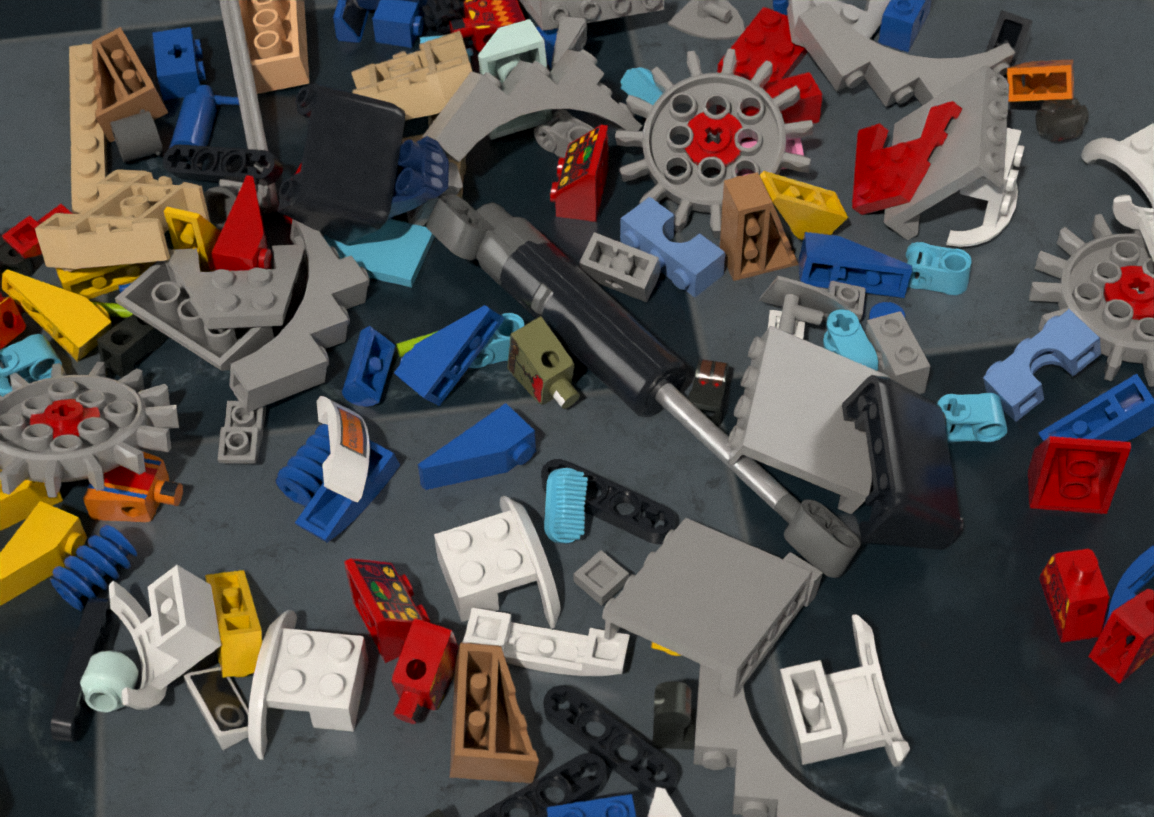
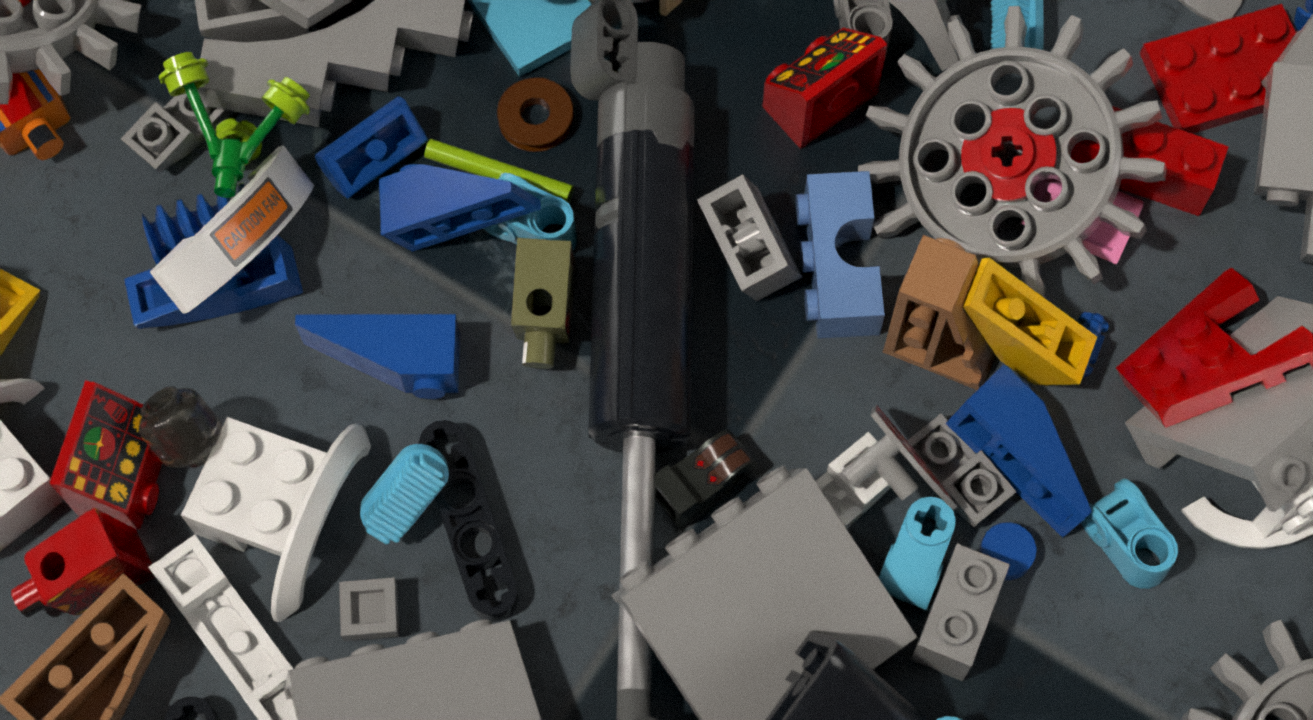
camera: 40 degrees right, 15 degrees up
(287, 415) = (235, 141): none -> plant
(414, 556) = (179, 427): none -> clear smoke head
(440, 310) = (535, 92): none -> reddish brown piece

